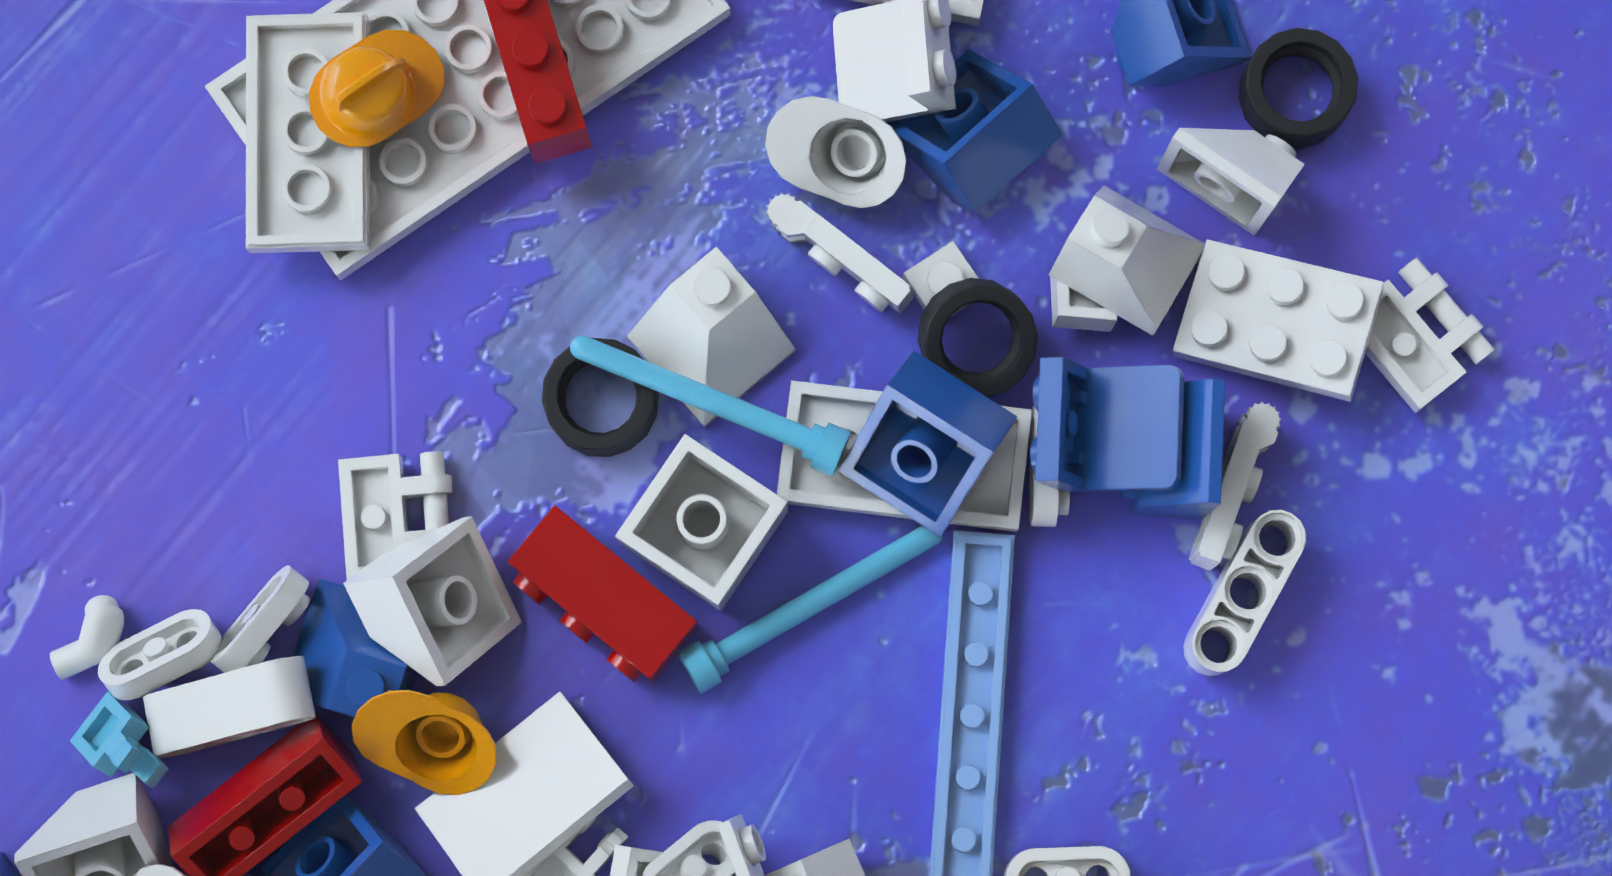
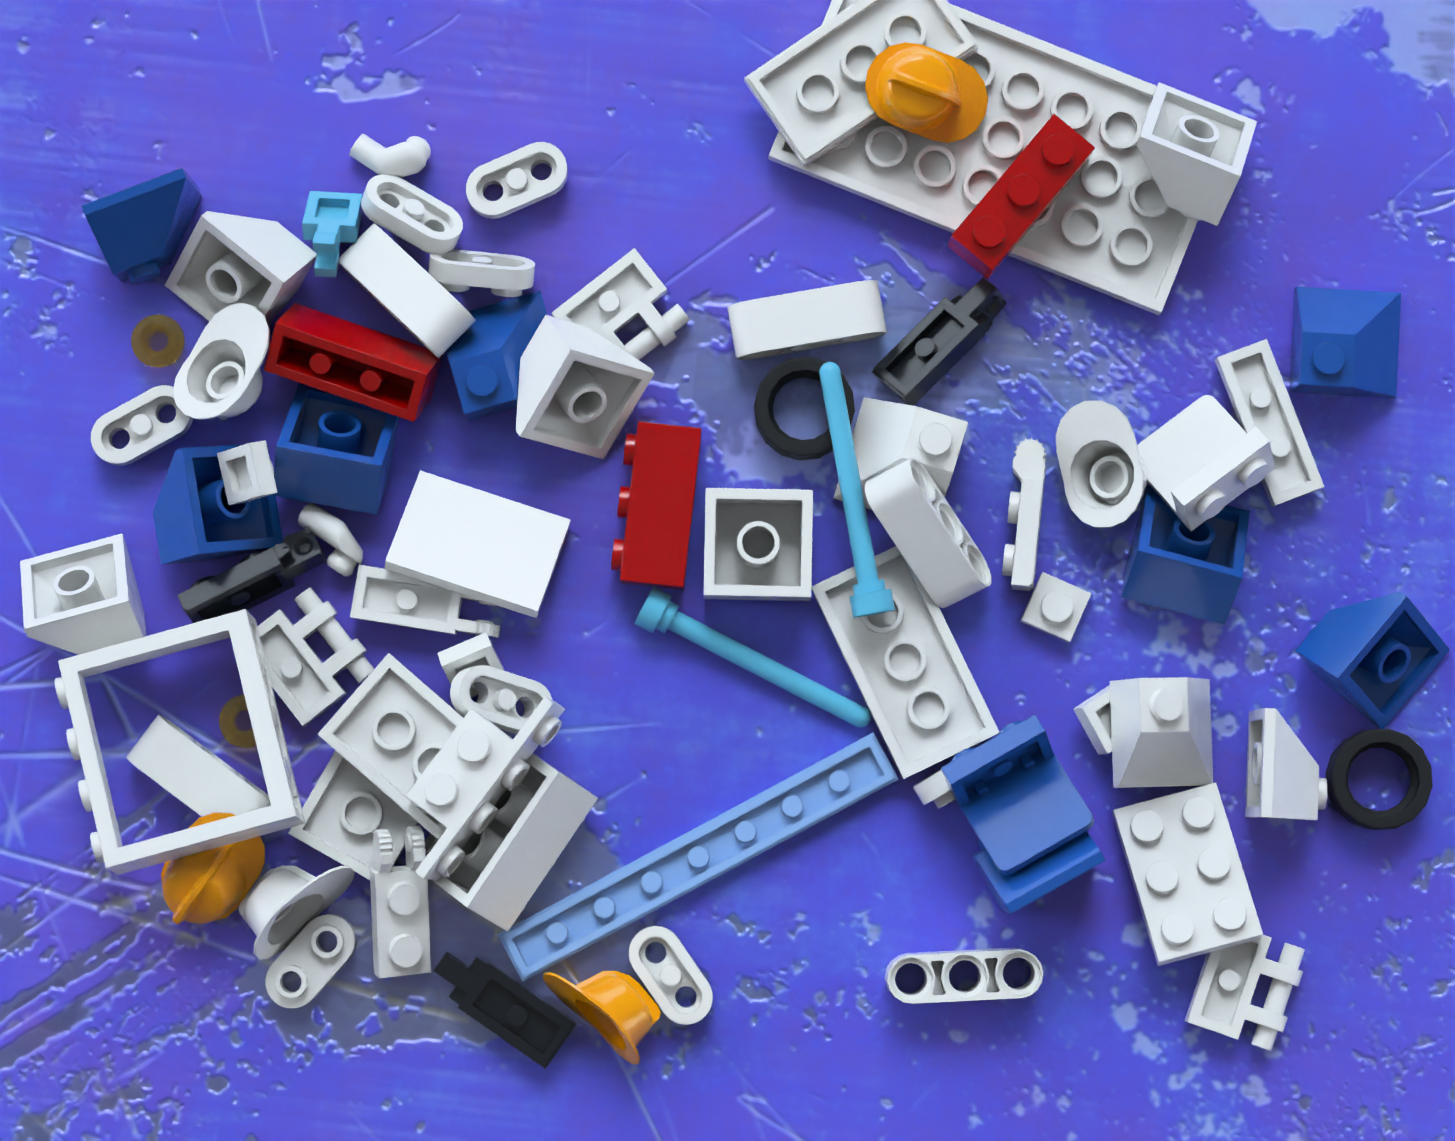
camera: 55 degrees right, 5 degrees up
(192, 532) = (515, 176): none -> white plate
(426, 739) = (473, 448): light orange piece -> none
(517, 341) = (807, 320): none -> white beam
(621, 231) = (939, 342): none -> black hinge
(797, 353) = (928, 533): none -> white beam
(926, 443) = (922, 671): blue slope -> none
(986, 291) = (999, 686): black tyre -> none
(1240, 480) = (1043, 919): white hinge -> none

